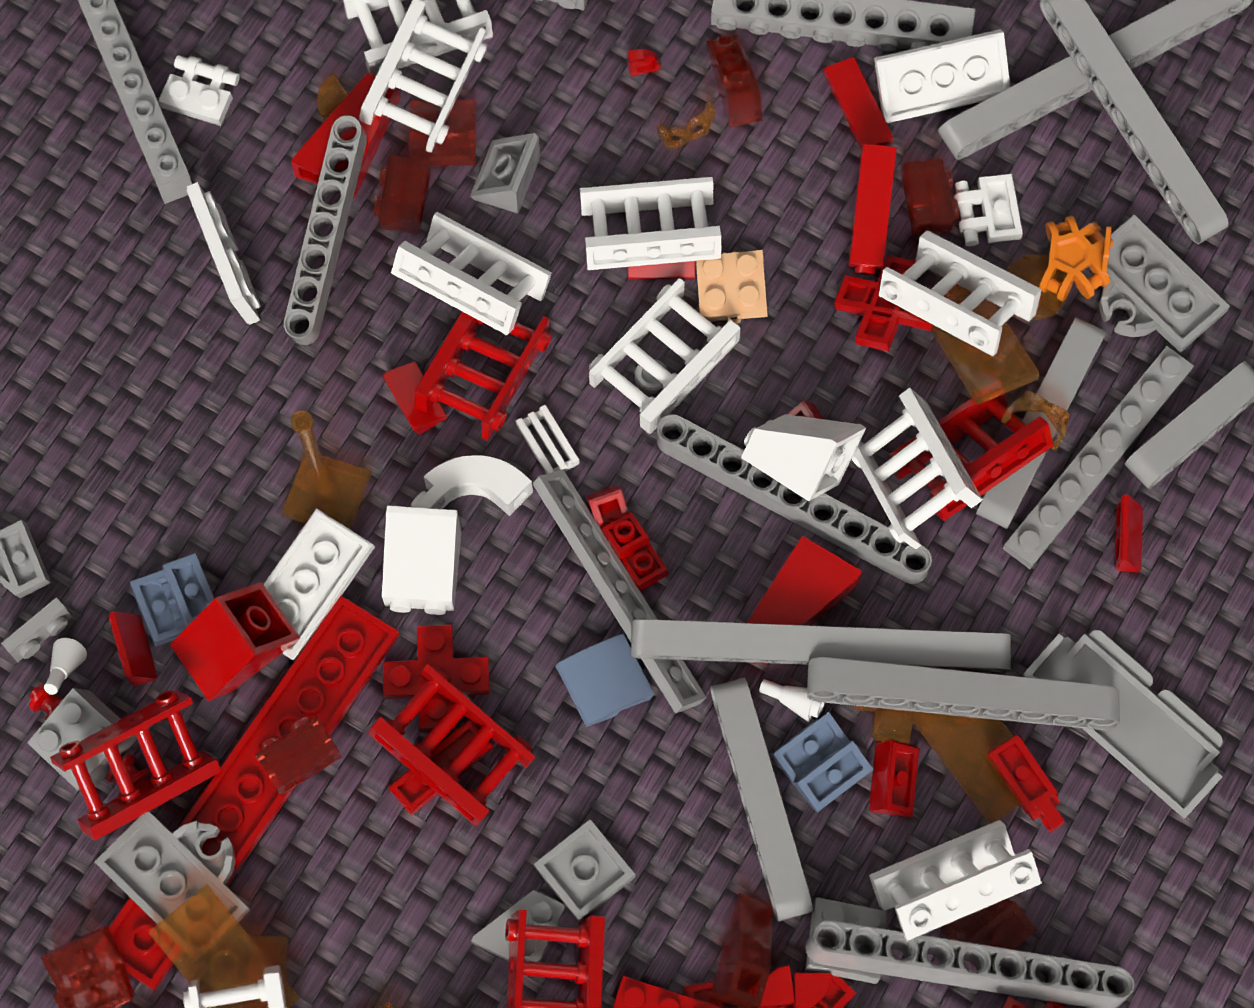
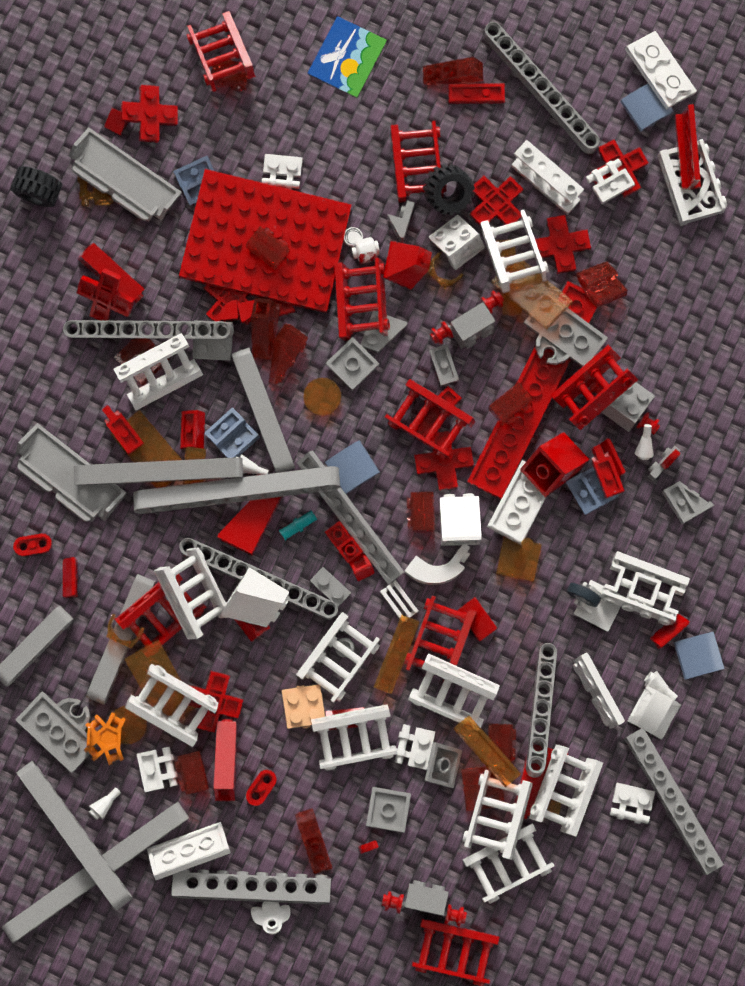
camera: 170 degrees right, 10 degrees up
(18, 627) = (670, 459): none -> red tile
(41, 303) = (699, 655): none -> sand blue slope
(83, 346) = (669, 631): none -> red slope
(101, 438) = (650, 574): none -> white fence
(124, 267) = (656, 682): none -> white cone
(137, 220) = (654, 712): none -> white slope
(143, 618) = (606, 472): none -> red hinge
(201, 403) = (591, 606): none -> white plate
(284, 97) = (581, 796): none -> white fence
(349, 915) = (471, 325): none -> light grey brick
(412, 851) = (443, 365): none -> light grey plate
(427, 170) = (487, 751): none -> clear orange plate
(487, 586) = (422, 512): none -> clear red brick
(539, 203) = (420, 748): none -> white plate
(562, 351) = (396, 654): none -> clear orange plate
(604, 114) = (388, 809): none -> light grey plate
(647, 816) = (322, 396): none -> clear orange tile
(666, 478) = (330, 586): none -> light grey plate
(704, 119) = (350, 796): clear orange cap -> none
(708, 906) = (285, 349): none -> clear red slope
(713, 586) = (298, 525): none -> teal pin
(812, 167) = (261, 787): none -> red plate
(857, 103) = (238, 832): red tile -> none
(1085, 160) = (101, 807): none -> white cone
(1098, 457) = (87, 624): light grey plate -> none
(1194, 598) = (33, 545): none -> red plate

